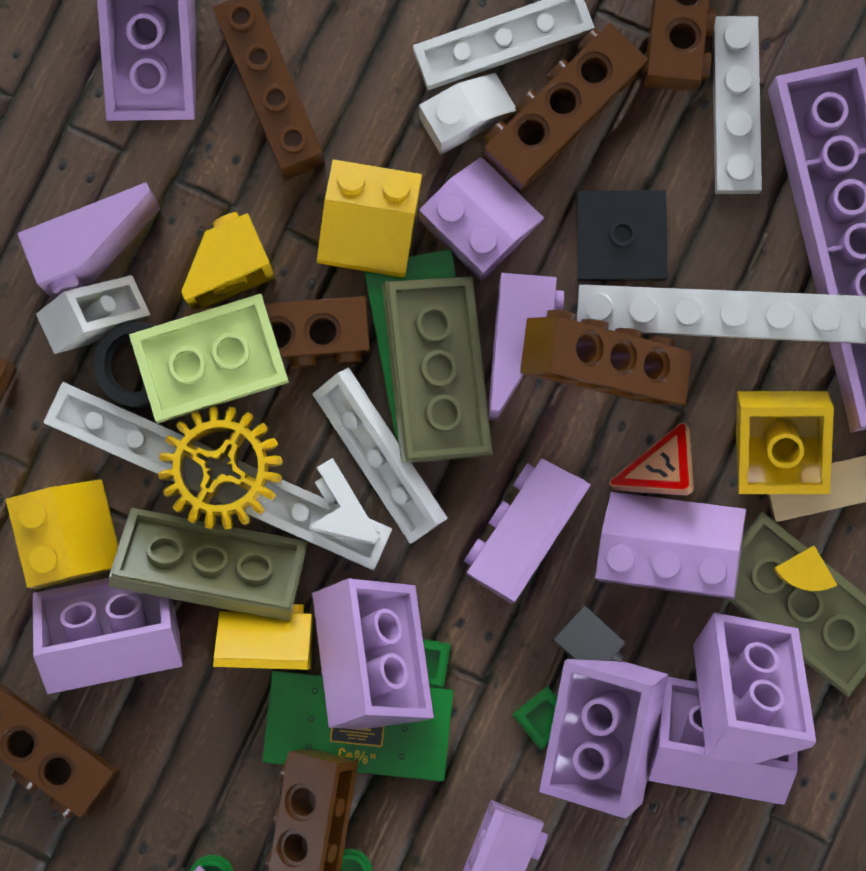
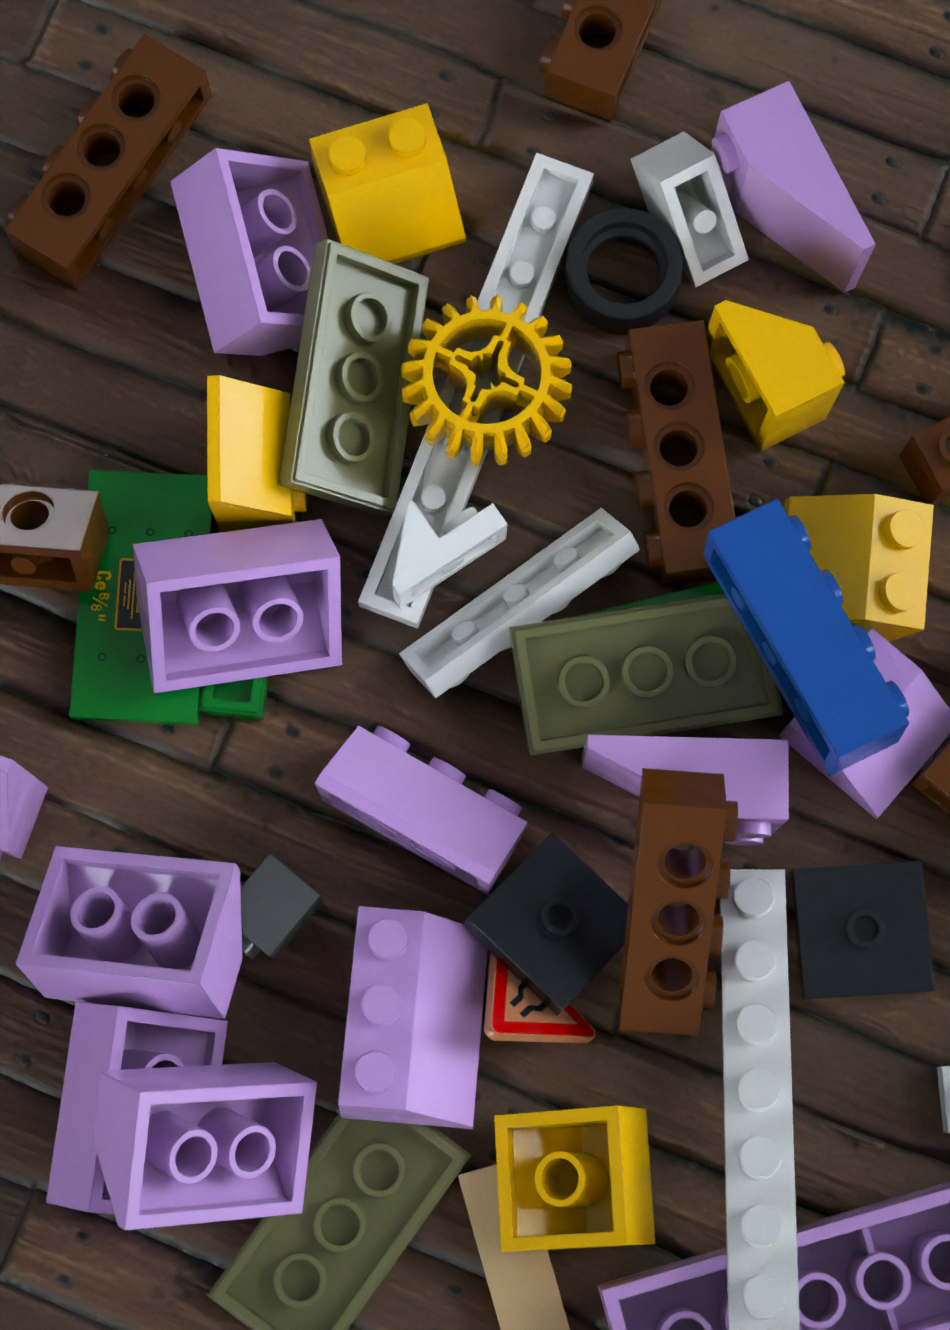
camera: 90 degrees right, 5 degrees down
(208, 358) = (637, 352): yellowish green plate -> none
(427, 255) = (806, 637): none -> blue brick
(537, 716) = (165, 838): green tile -> none
(608, 446) = (552, 923): none -> black plate
(806, 571) = (385, 1221): yellow tile -> none

